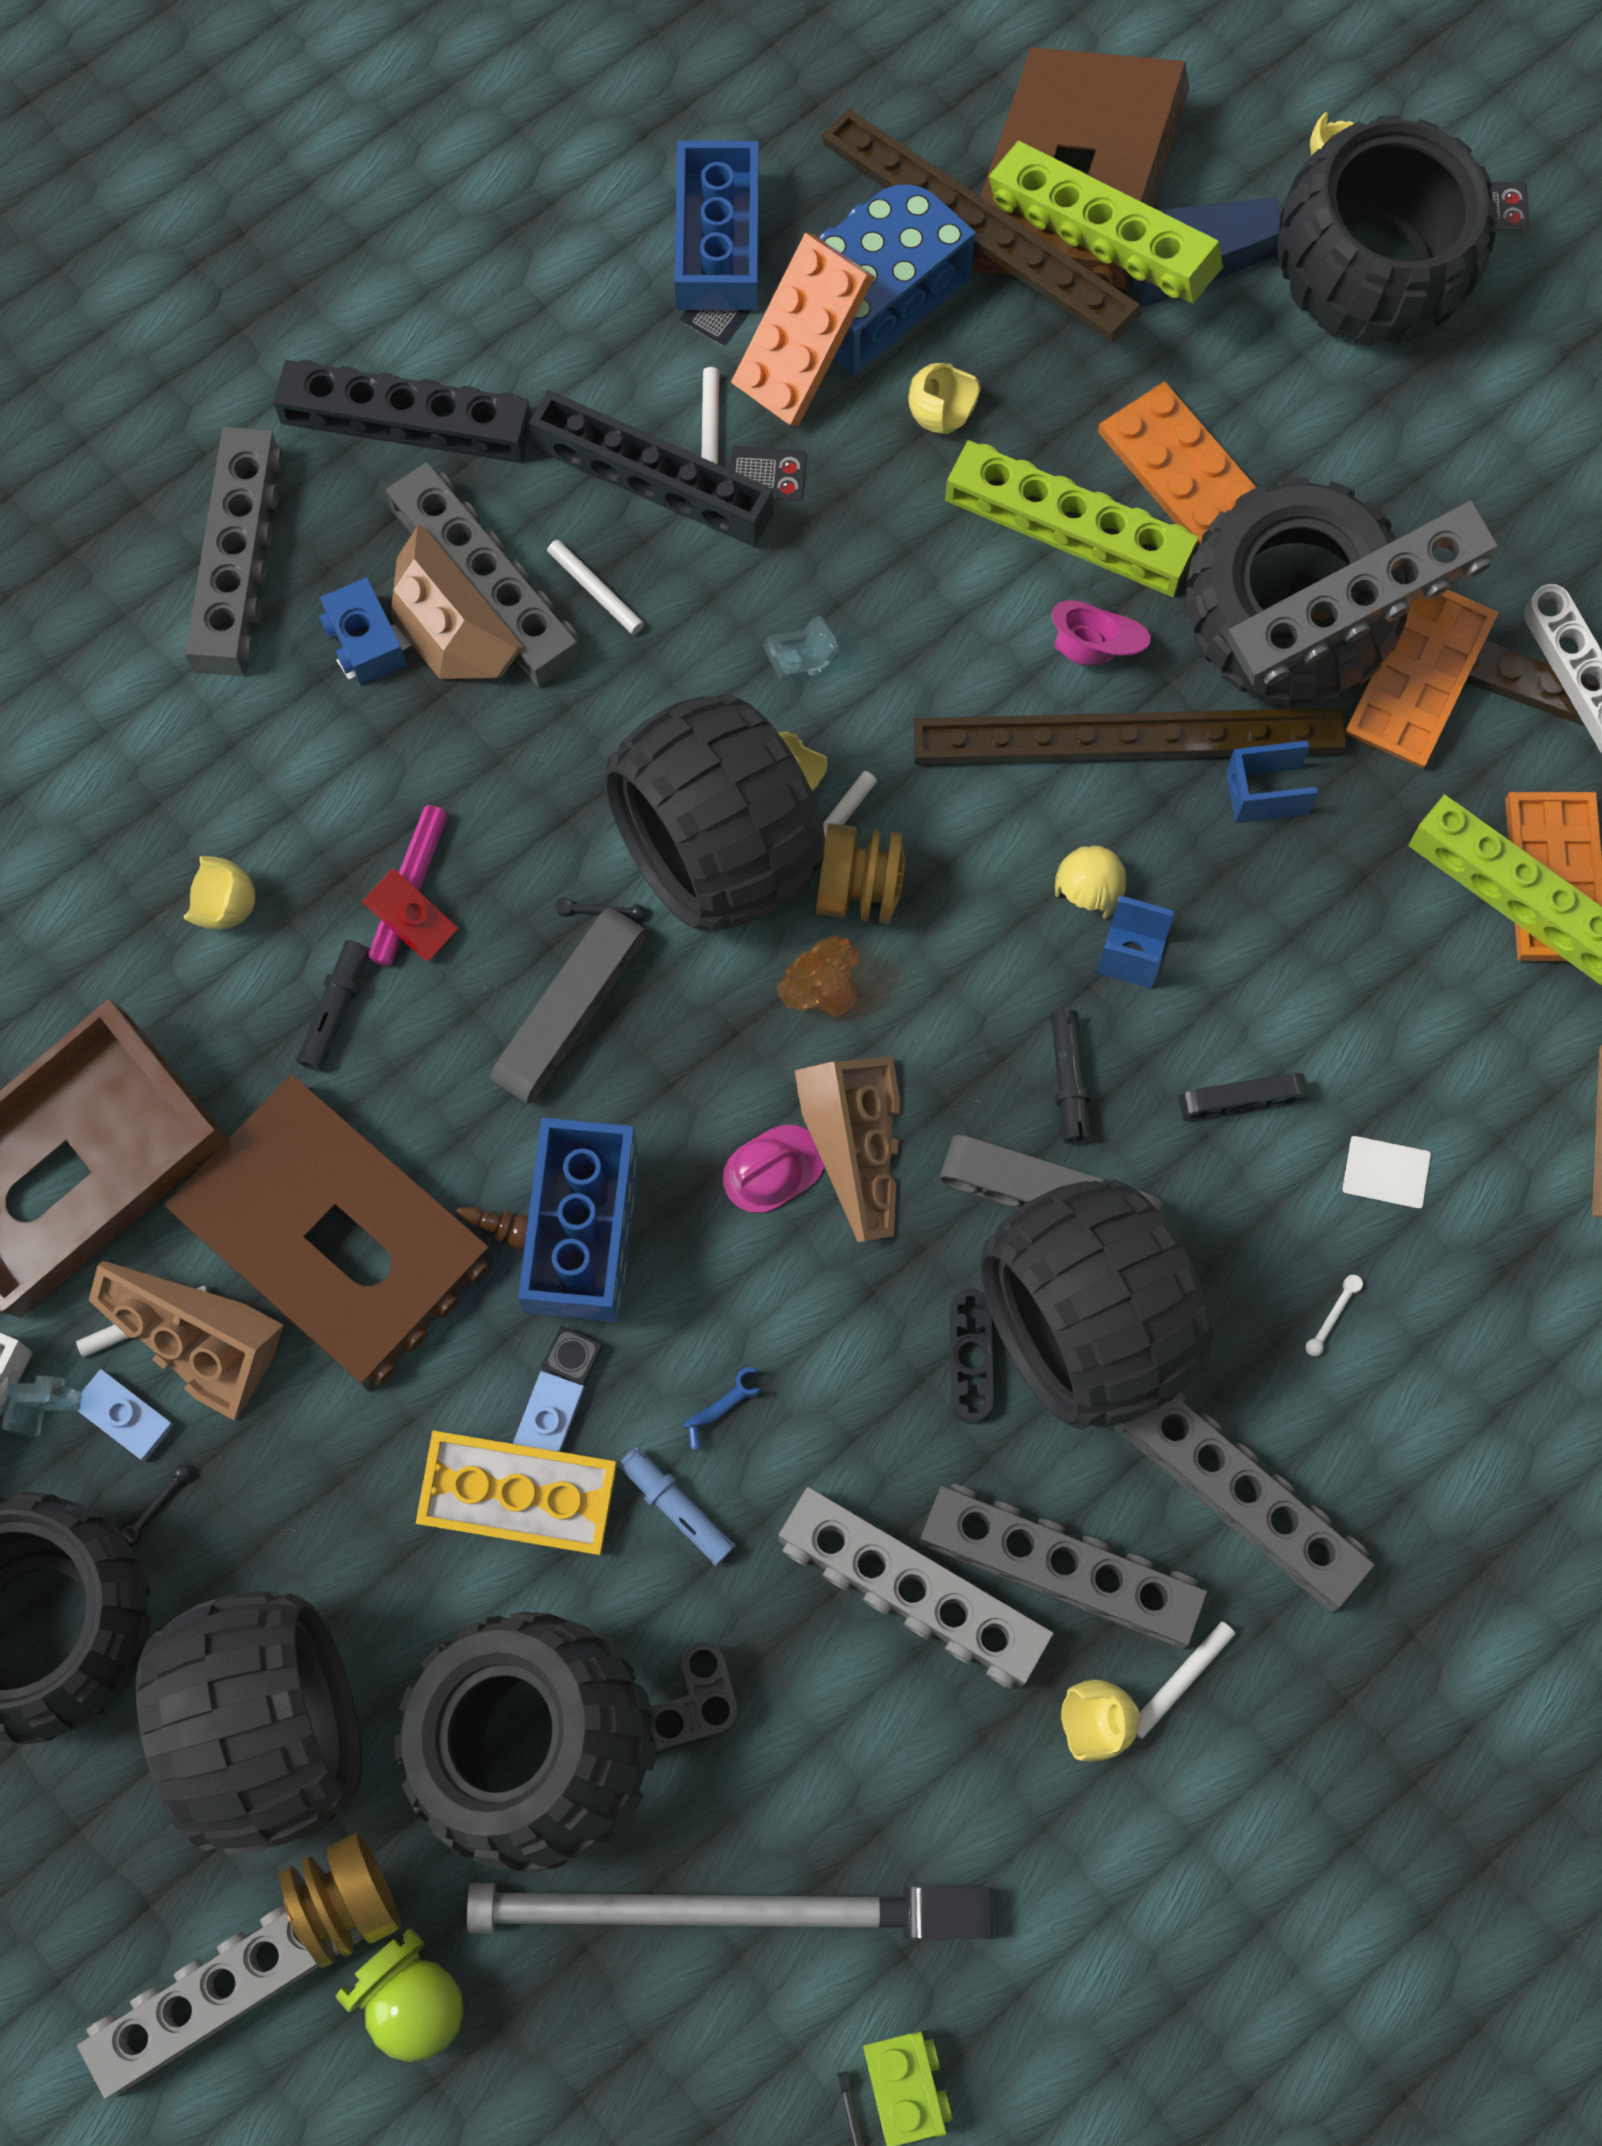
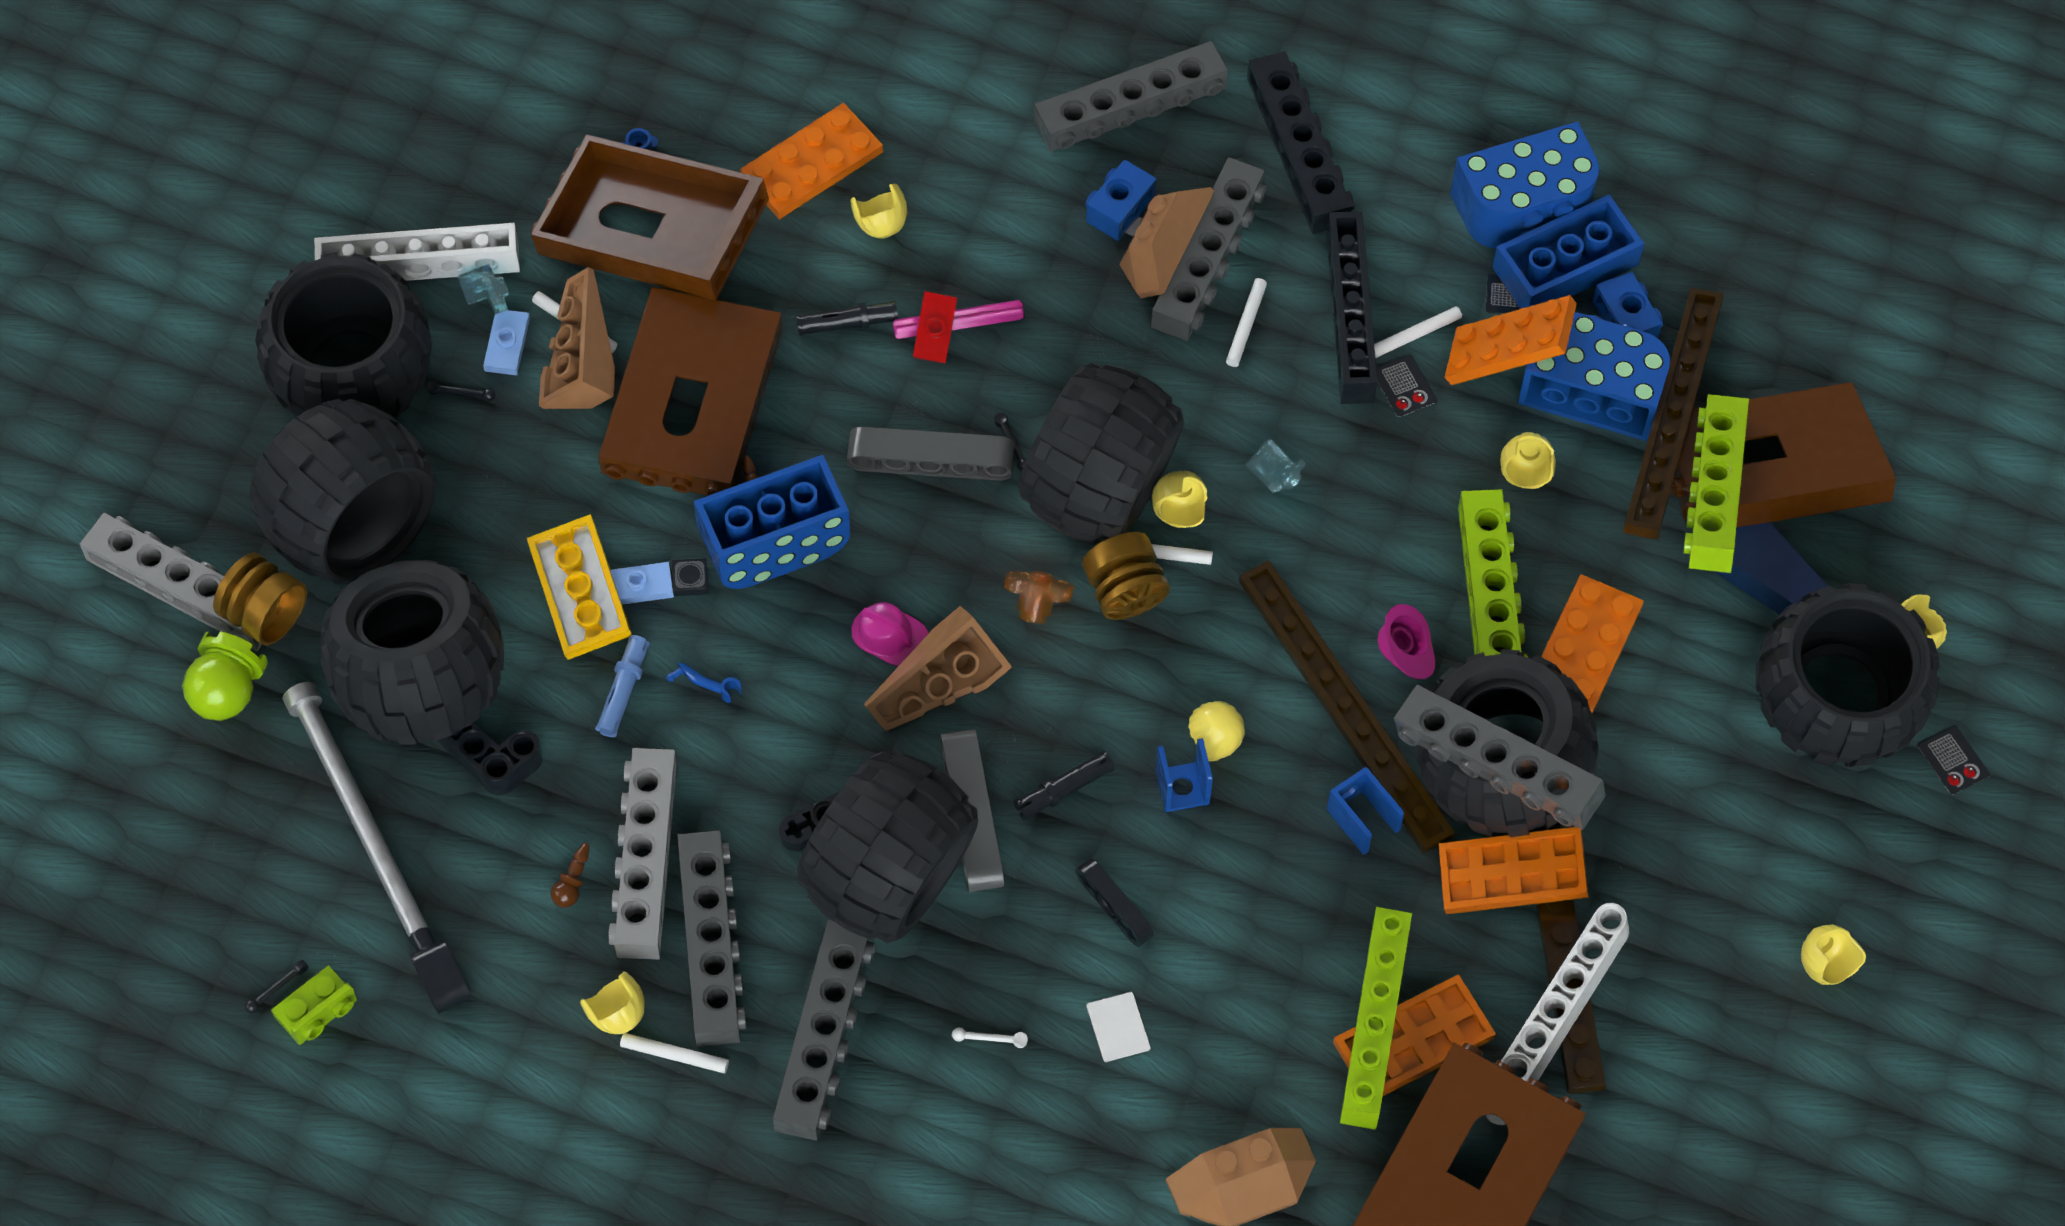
camera: 60 degrees right, 10 degrees down
(91, 935) = (814, 159): none -> orange plate
(613, 216) = (1524, 183): none -> blue brick
(794, 202) = (1623, 294): none -> blue brick
(907, 1705) = (566, 891): none -> reddish brown bar

